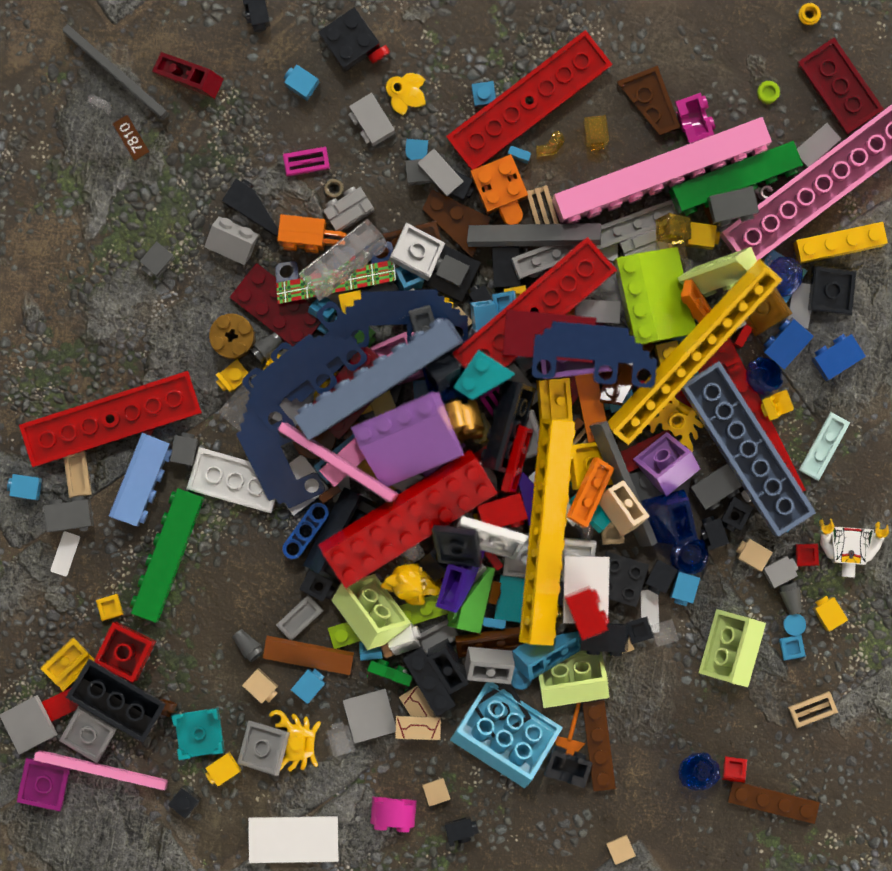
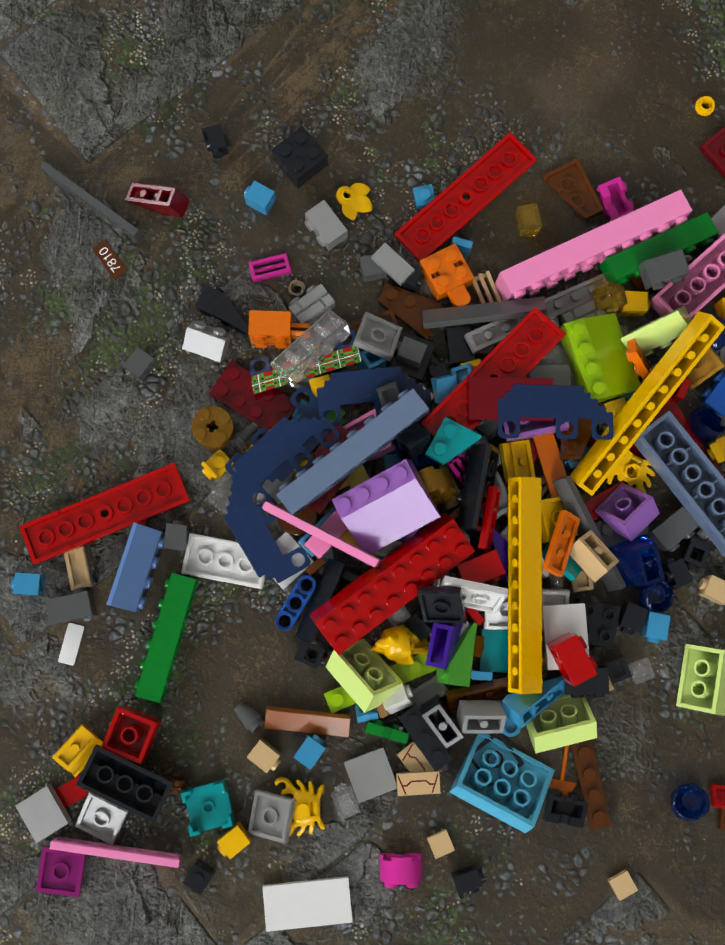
camera: 10 degrees left, 5 degrees down
(100, 104) = (79, 230): clear tile -> none
(109, 607) = (116, 691): yellow tile -> none
(299, 617) = (296, 686): light grey tile -> none
(317, 305) = (301, 398): dark azure plate -> none
(379, 54) = (327, 168): red tile -> none
(416, 149) = (367, 247): dark azure tile -> none
(553, 145) = (490, 237): clear yellow arm -> none
(650, 606) = (623, 646): white sticker -> none
(768, 92) = (676, 175): lime tile -> none

